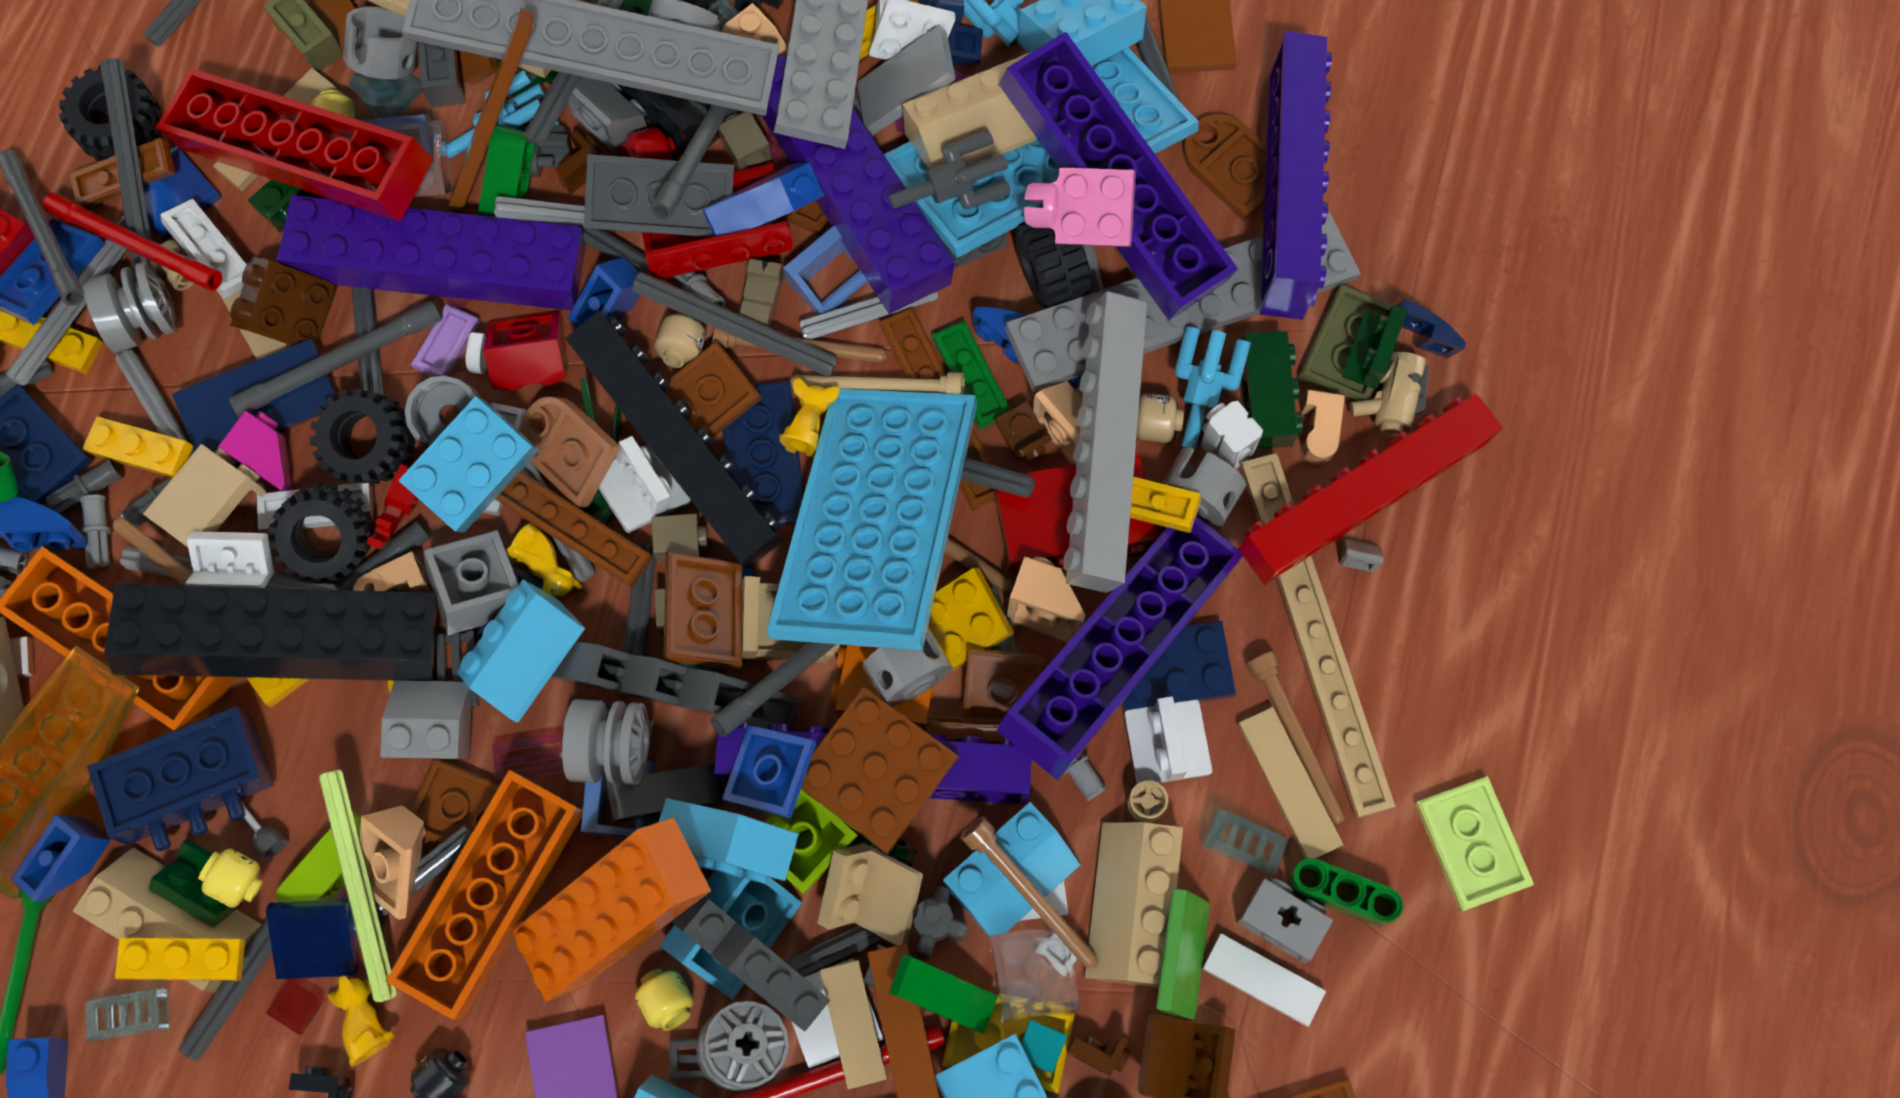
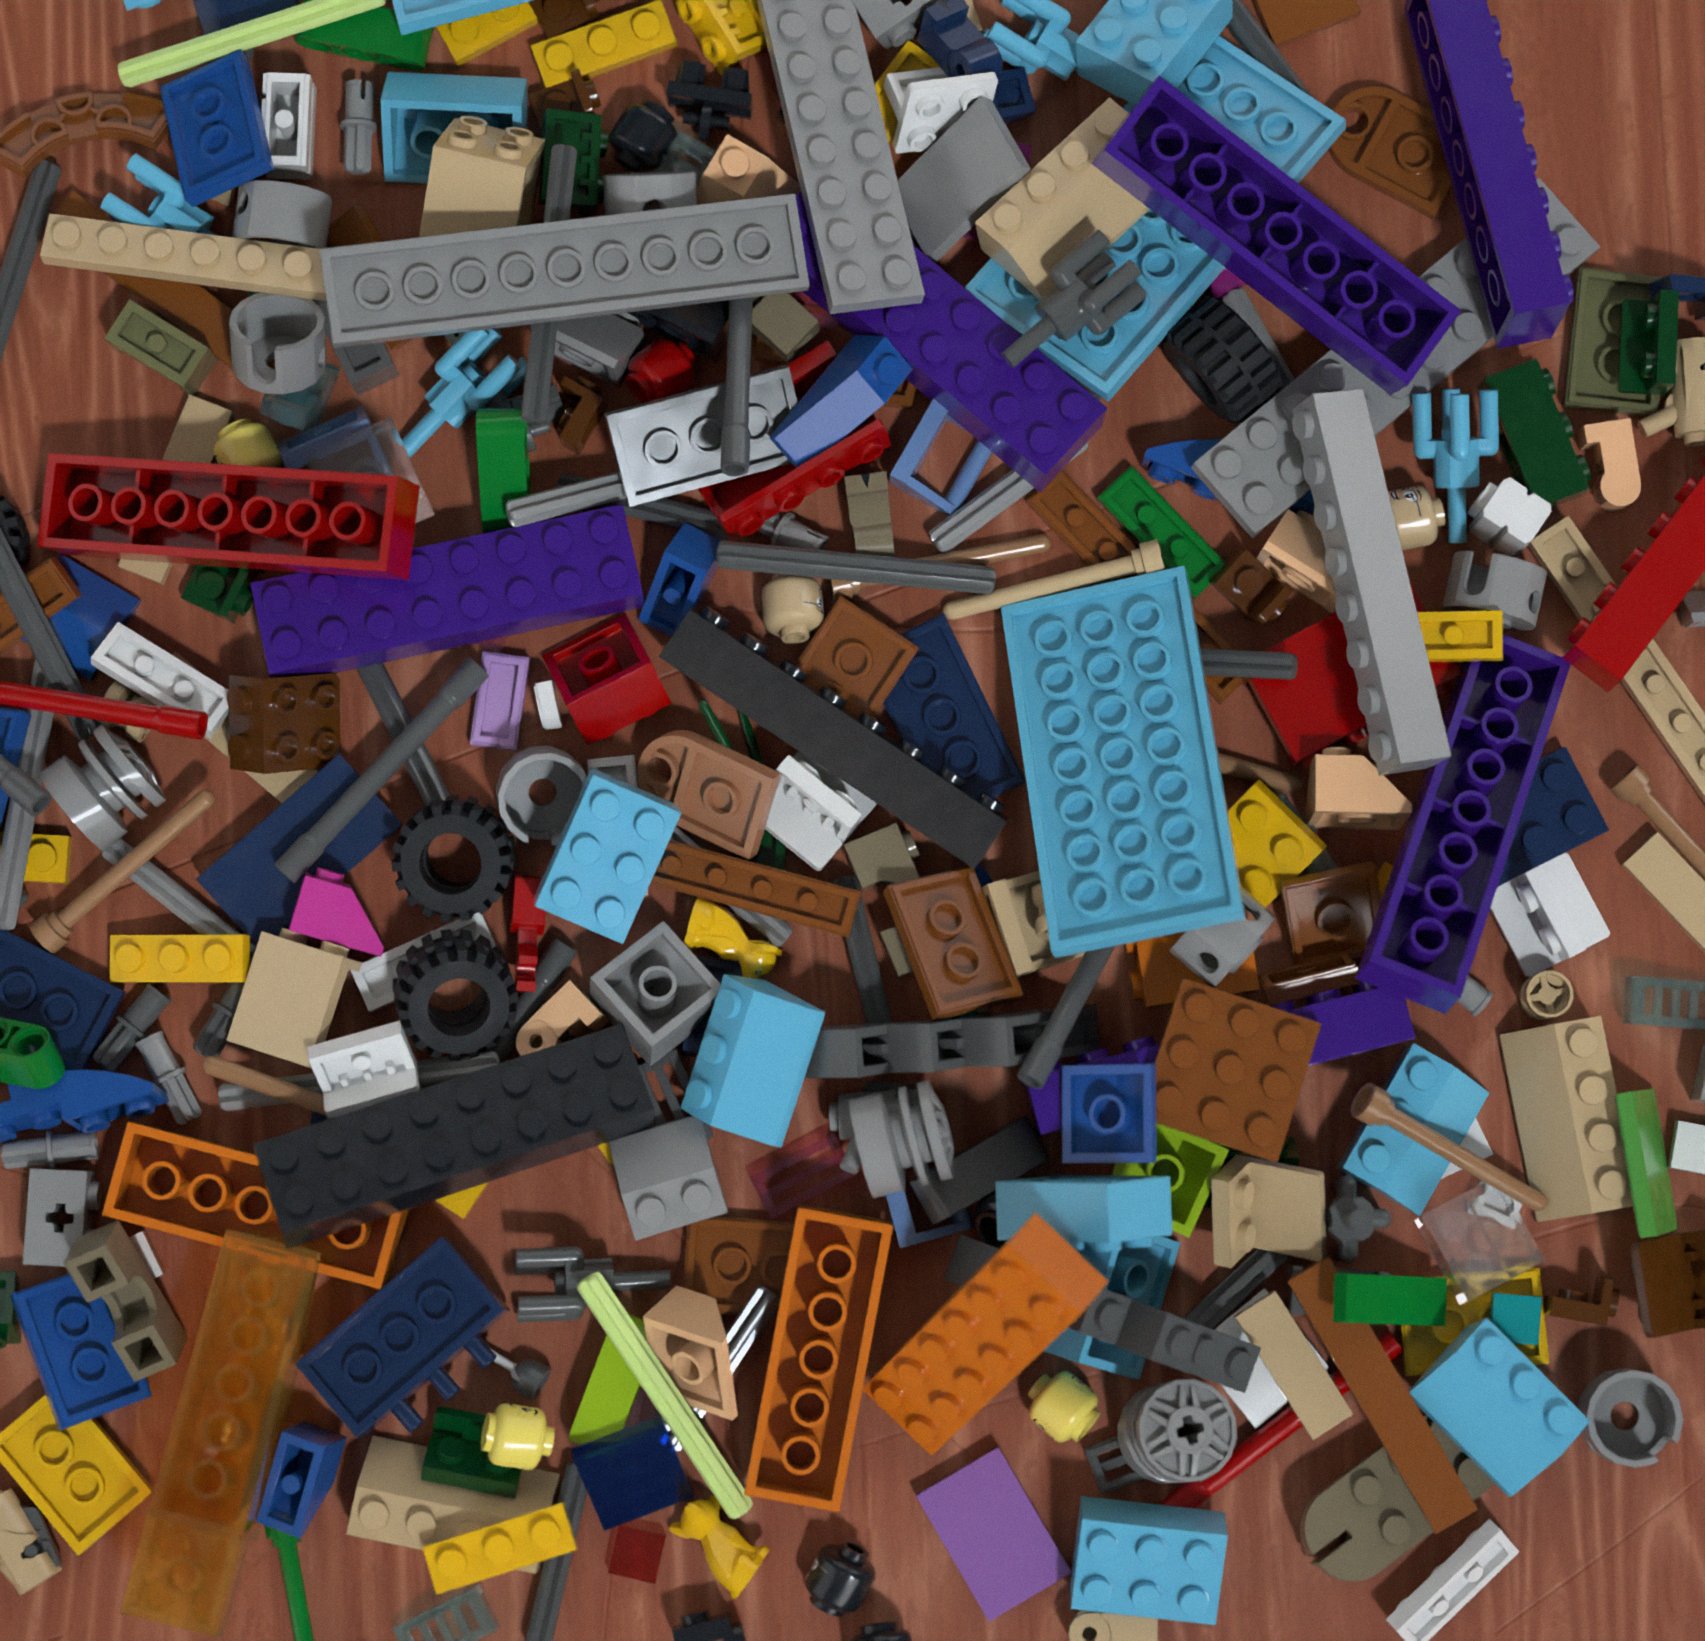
camera: 15 degrees left, 10 degrees up
(58, 400) = (54, 929): none -> medium nougat piece
(324, 760) = (568, 1270): none -> dark grey plant
(491, 109) = (469, 398): dark orange tile -> none
(805, 428) = (988, 668): yellow animal -> none
(1085, 206) = (1254, 297): bright pink plate -> none

